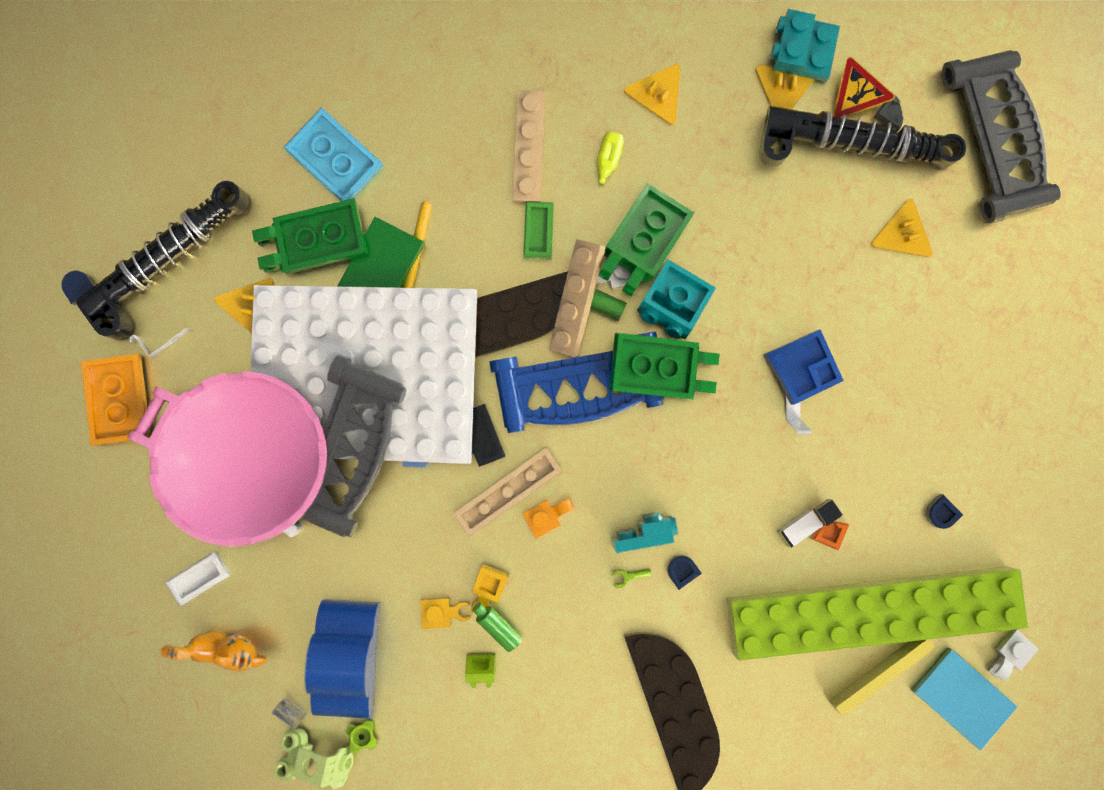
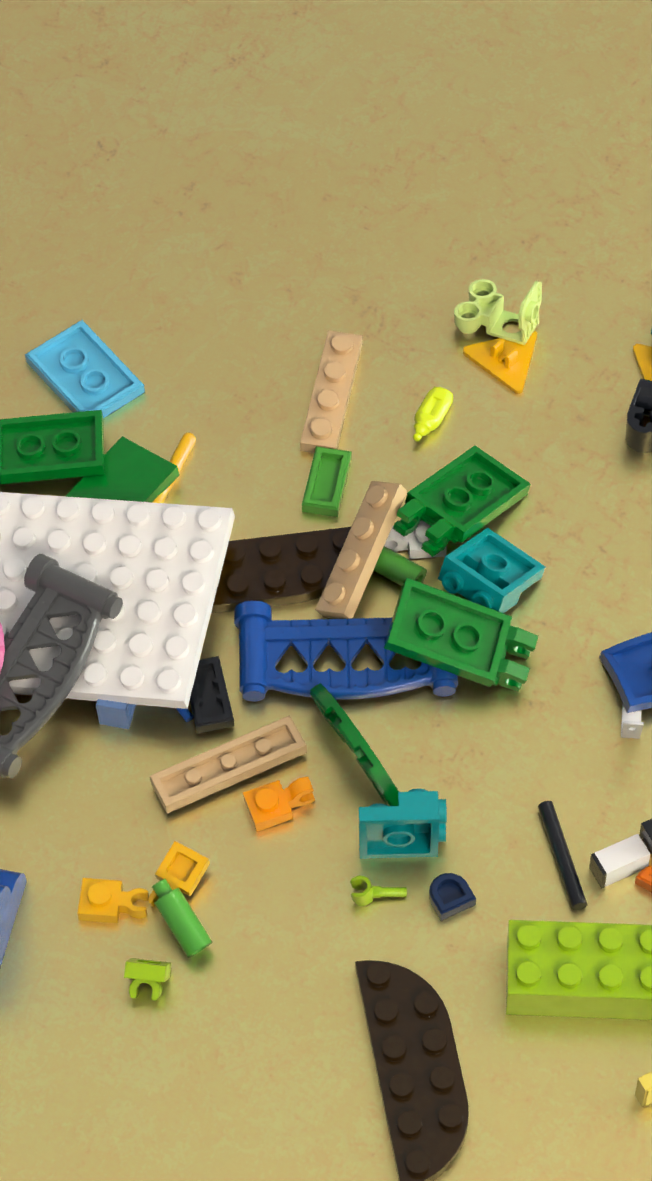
camera: 10 degrees right, 30 degrees down
(598, 469) = (350, 734): none -> green tile
(641, 54) = (487, 309): none -> yellowish green piece
(757, 526) = (562, 855): none -> black bar

